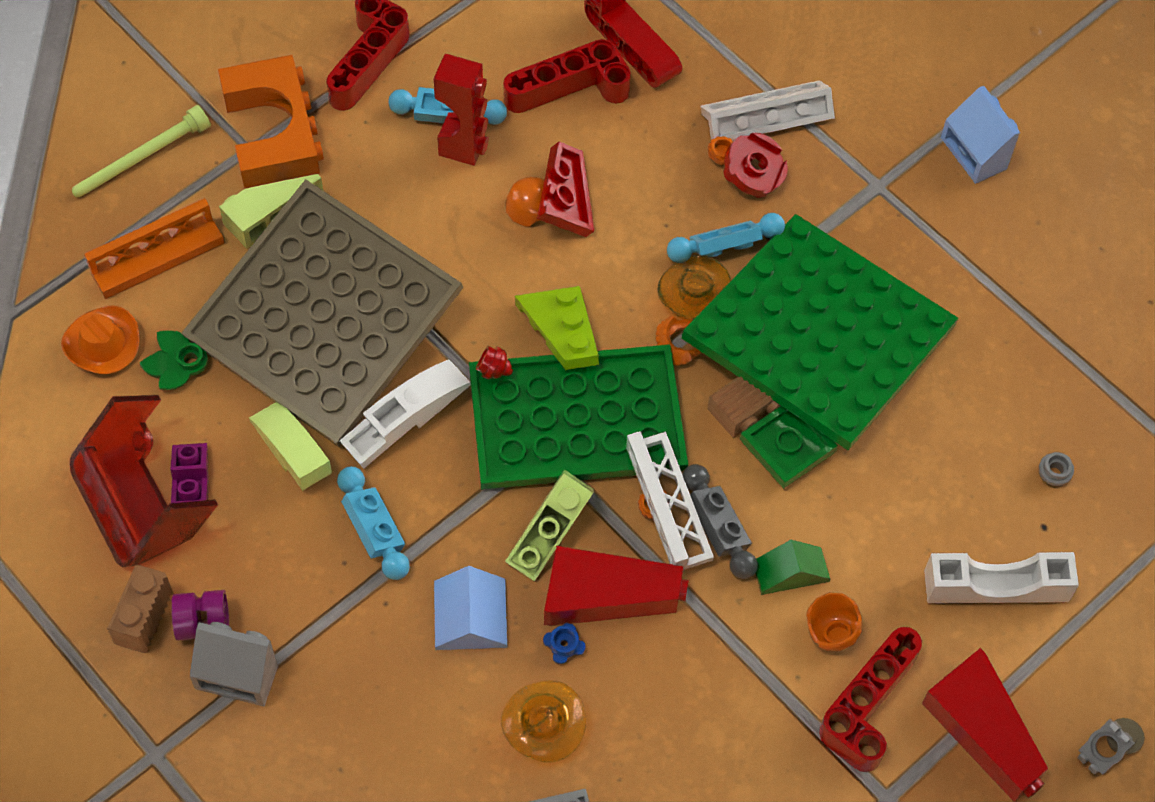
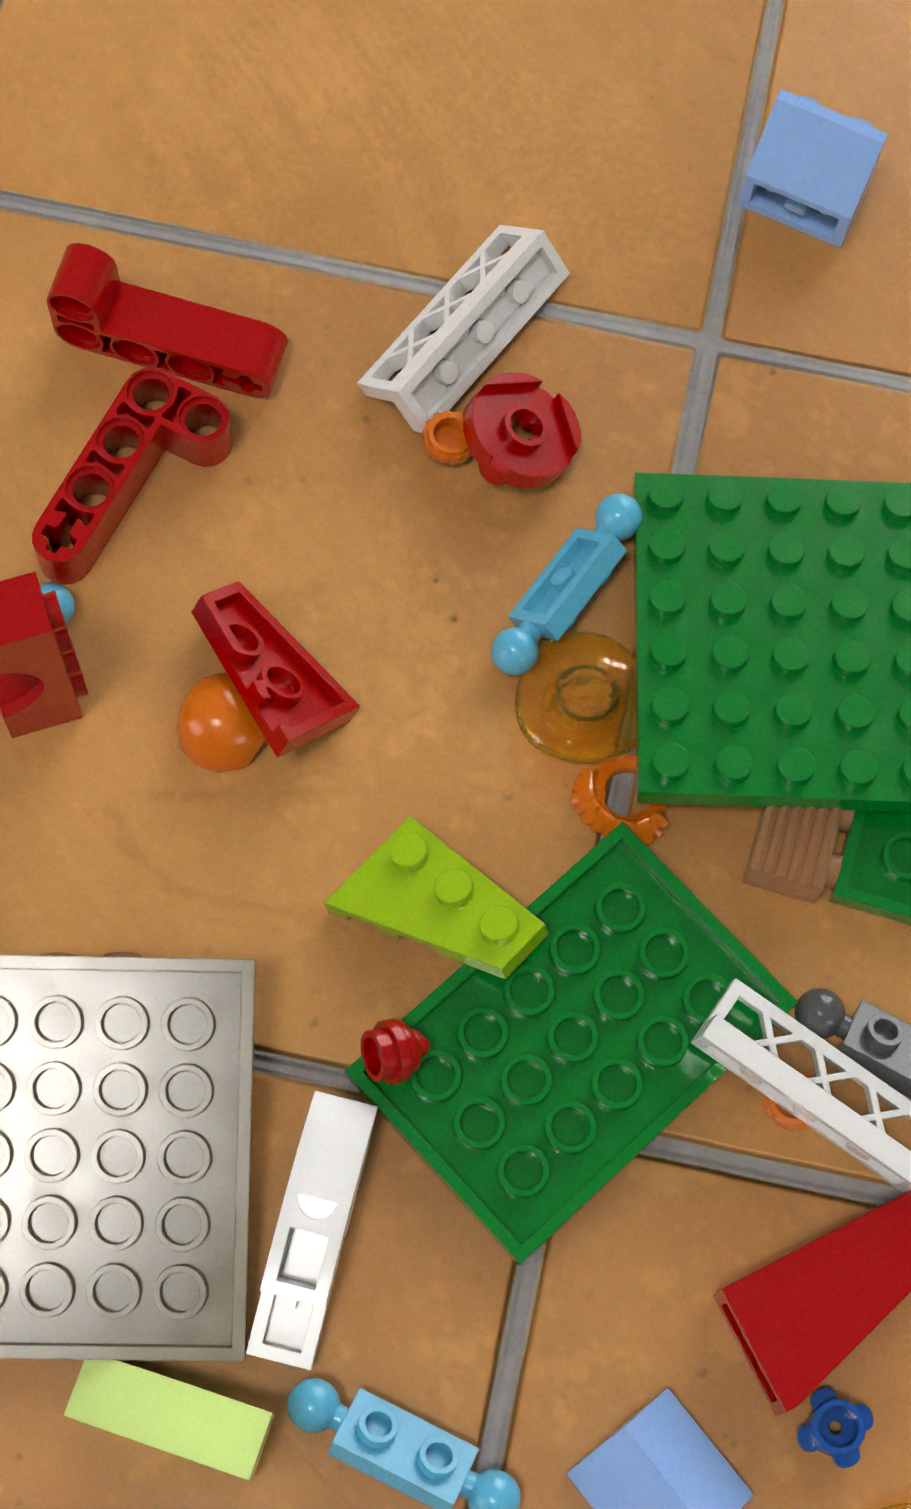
camera: 40 degrees left, 10 degrees up
(549, 525) = (674, 1247): yellowish green slope -> none

